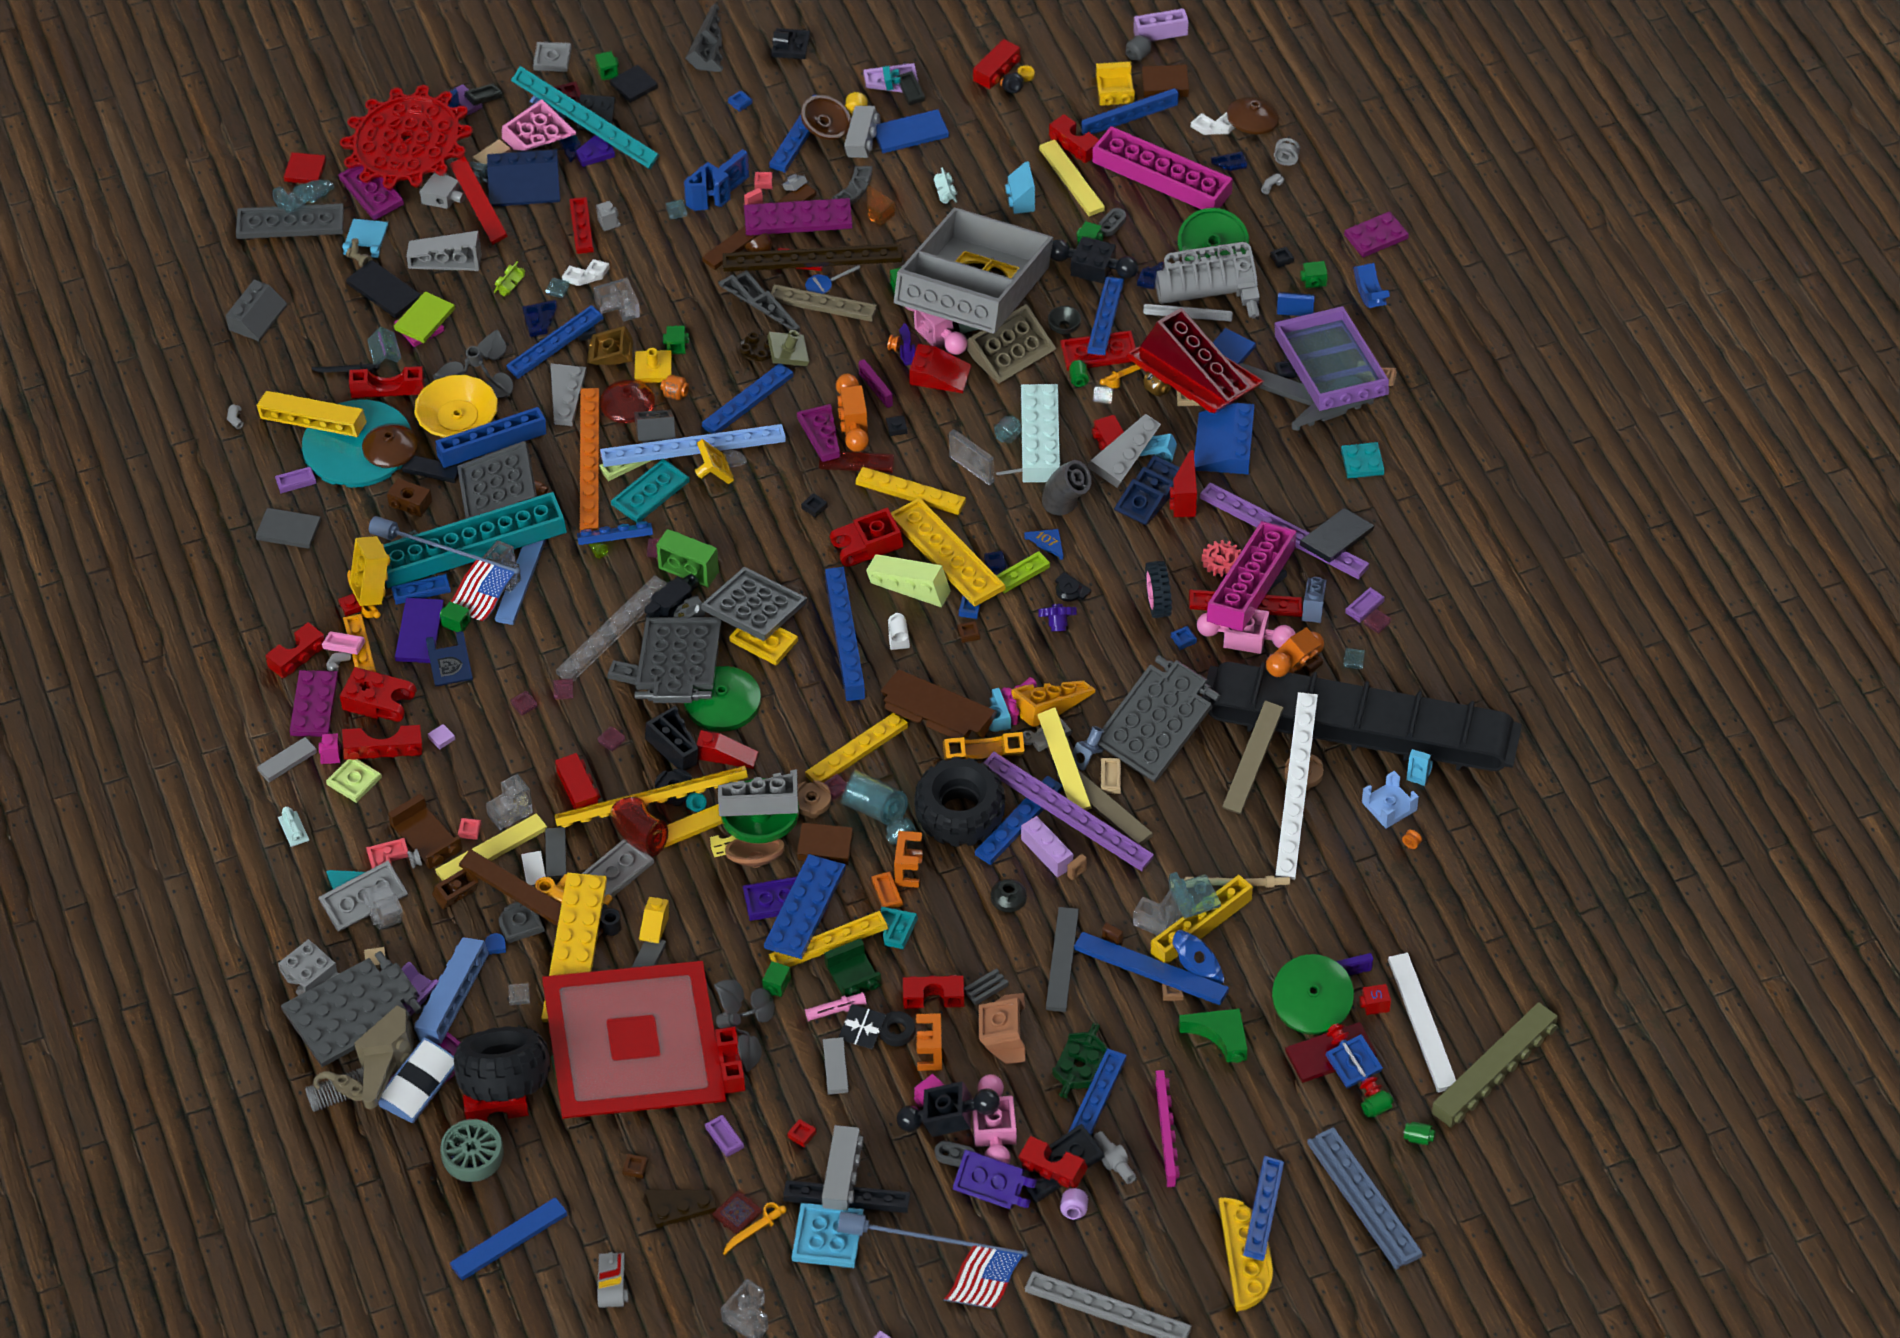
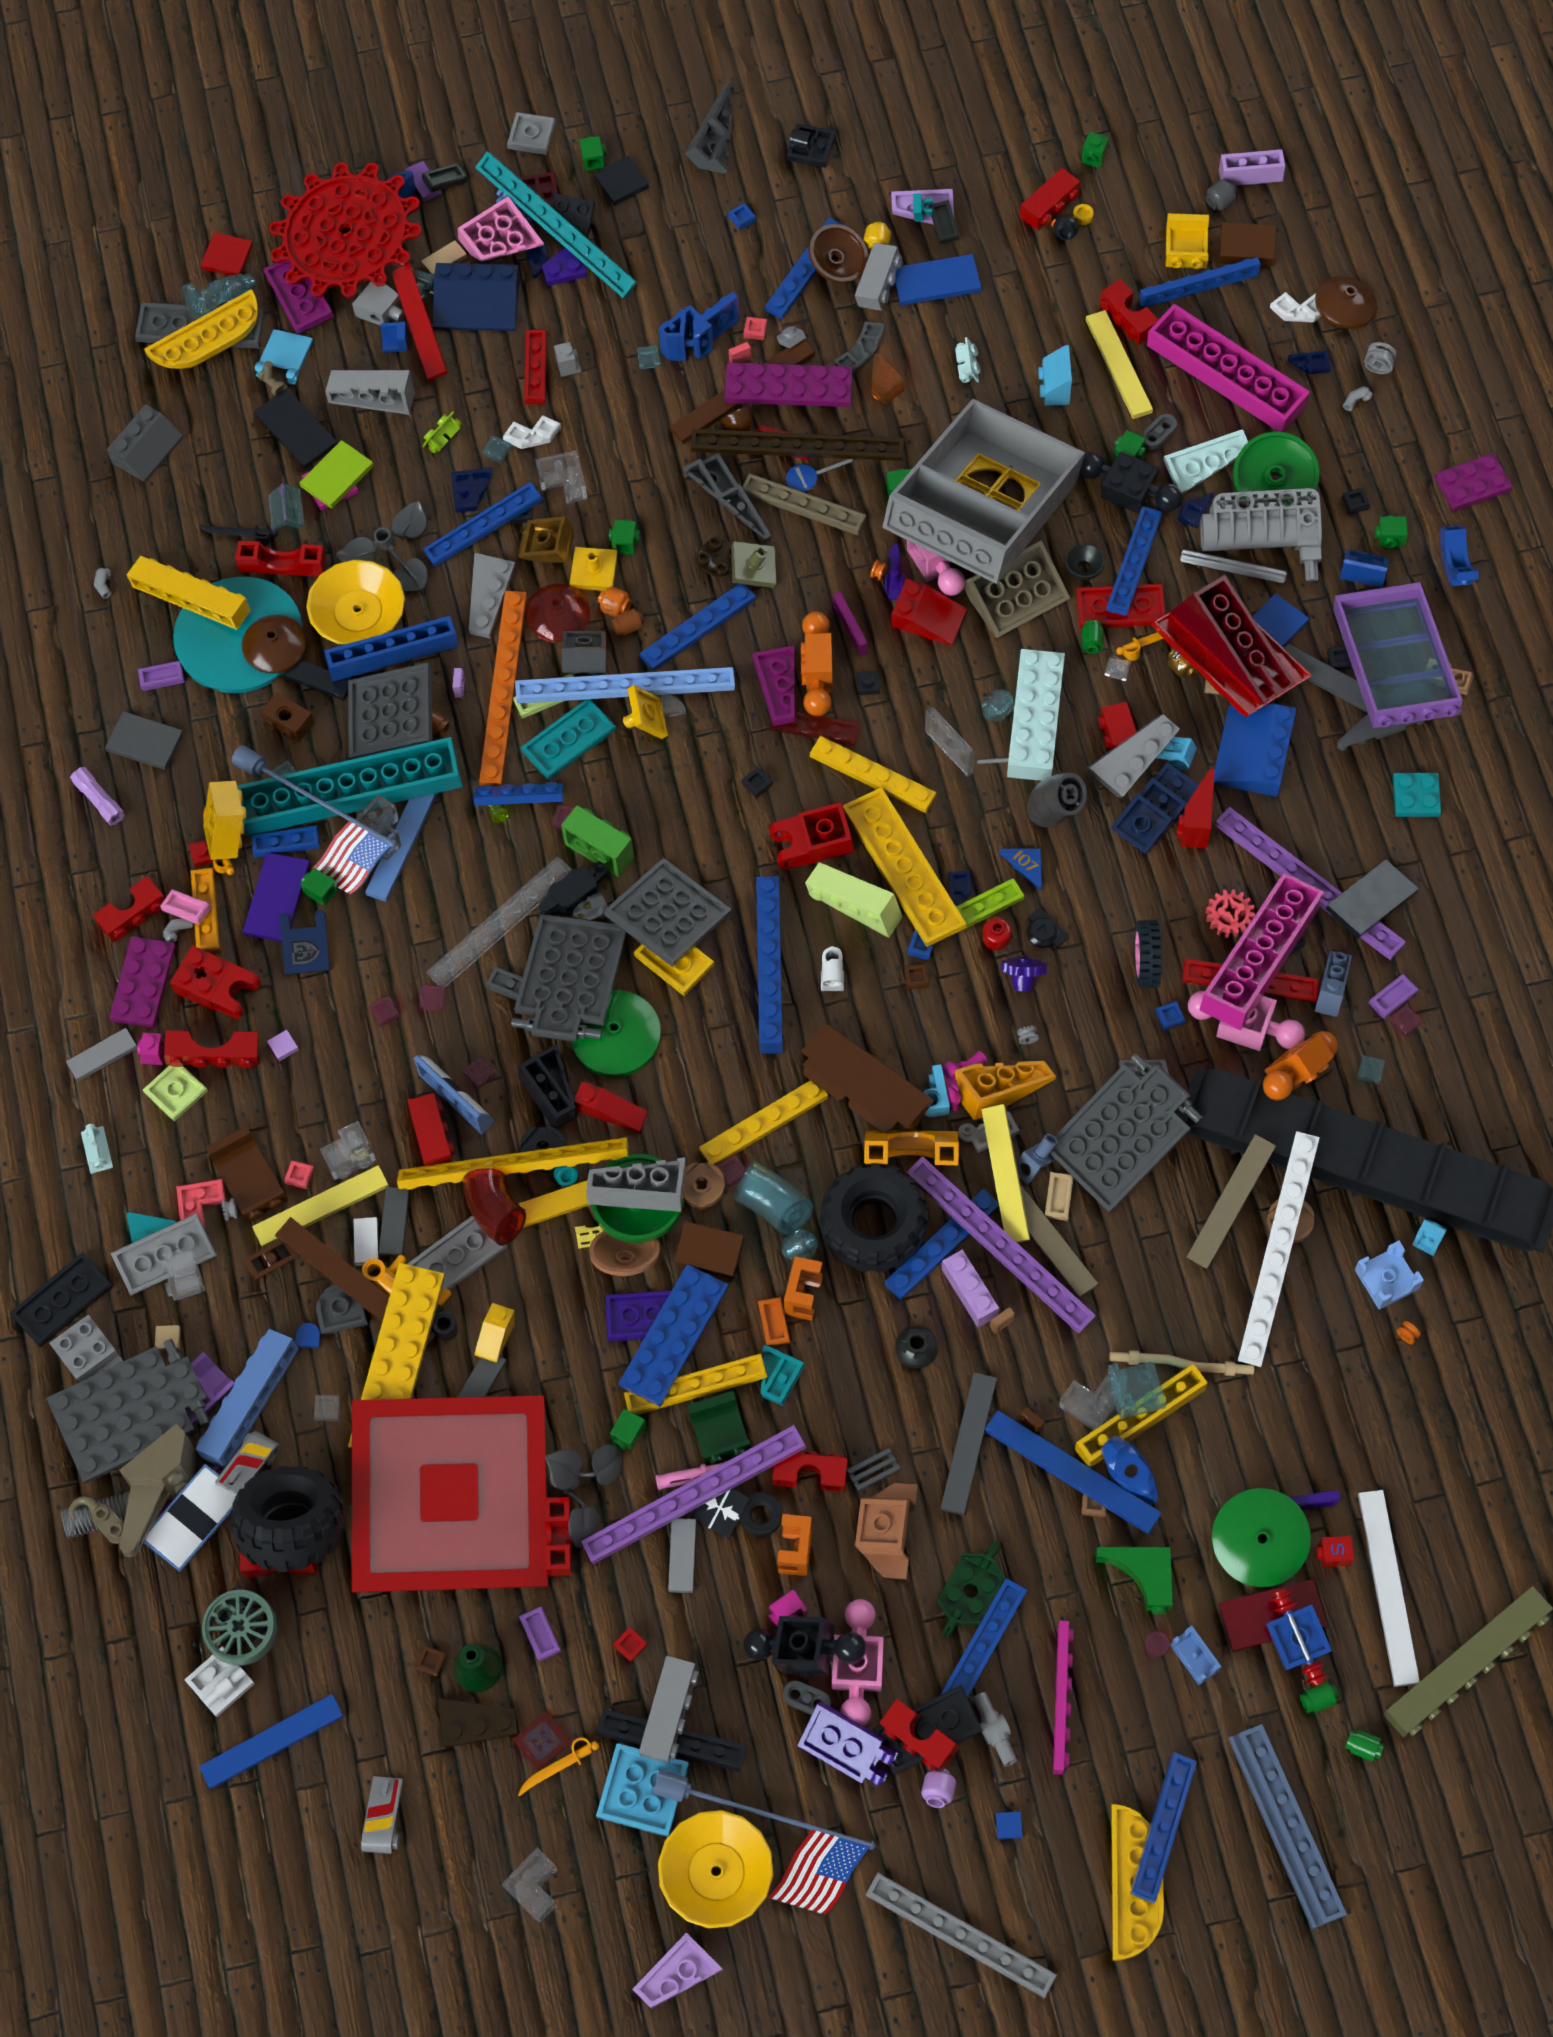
camera: 10 degrees right, 15 degrees up
(262, 577) = (100, 799): none -> lavender axle
(279, 940) = (61, 1299): none -> black tile
(298, 225) = (207, 334): none -> yellow plate
(458, 213) = (394, 337): none -> blue panel
(458, 1200) = (219, 1684): none -> white plate
(461, 1027) = (248, 1461): none -> light grey door
(551, 456) = (458, 683): none -> lavender tile
(592, 753) = (453, 1094): none -> medium blue slope
(674, 1160) = (477, 1667): none -> dark green cone
(688, 401) = (627, 622): none -> dark orange brick
(838, 1016) = (693, 1494): none -> medium lavender plate
(894, 1263) = (710, 1842): none -> yellow dish
(1028, 25) = (1095, 149): none -> green brick
(1031, 591) = (996, 933): none -> red head
(1064, 662) = (1027, 1035): none -> light grey bush
(1136, 1226) = (1009, 1825): none -> blue tile
(1151, 239) = (1203, 460): none -> light aqua wing
(1239, 1084) = (1157, 1644): none -> clear pink tile
(1272, 1086) = (1195, 1655): none -> medium blue hinge

